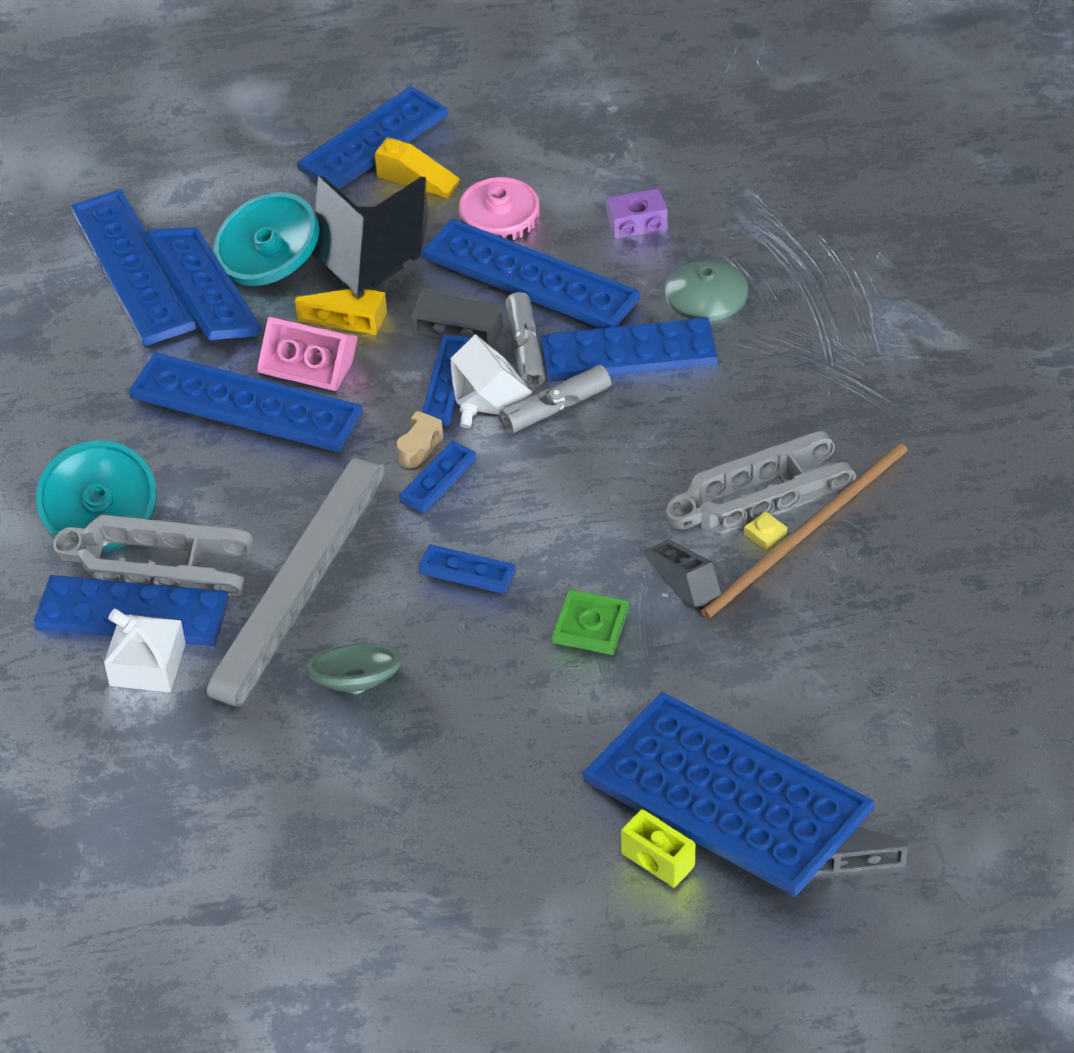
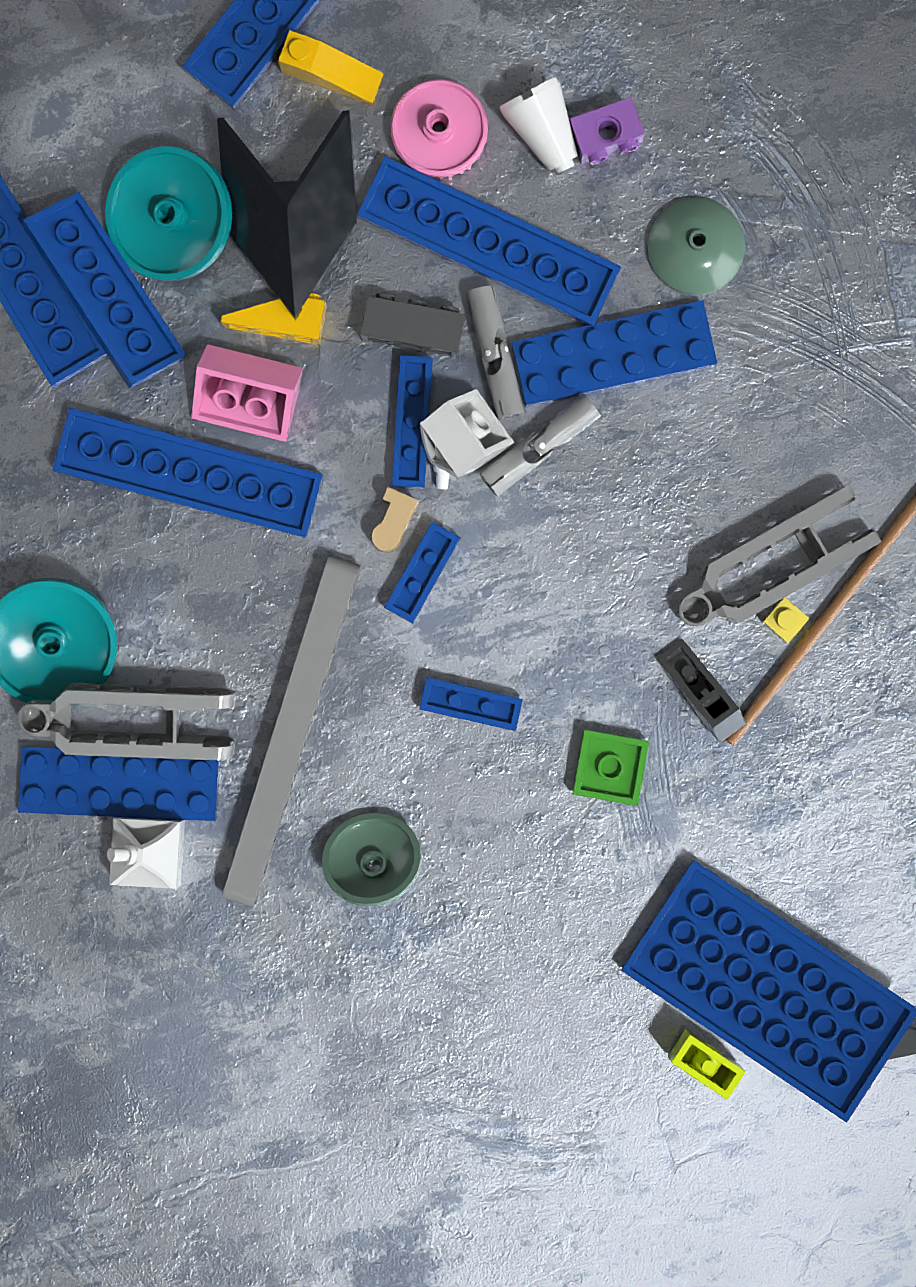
camera: 10 degrees left, 40 degrees up
(583, 199) = (544, 124): none -> white cone

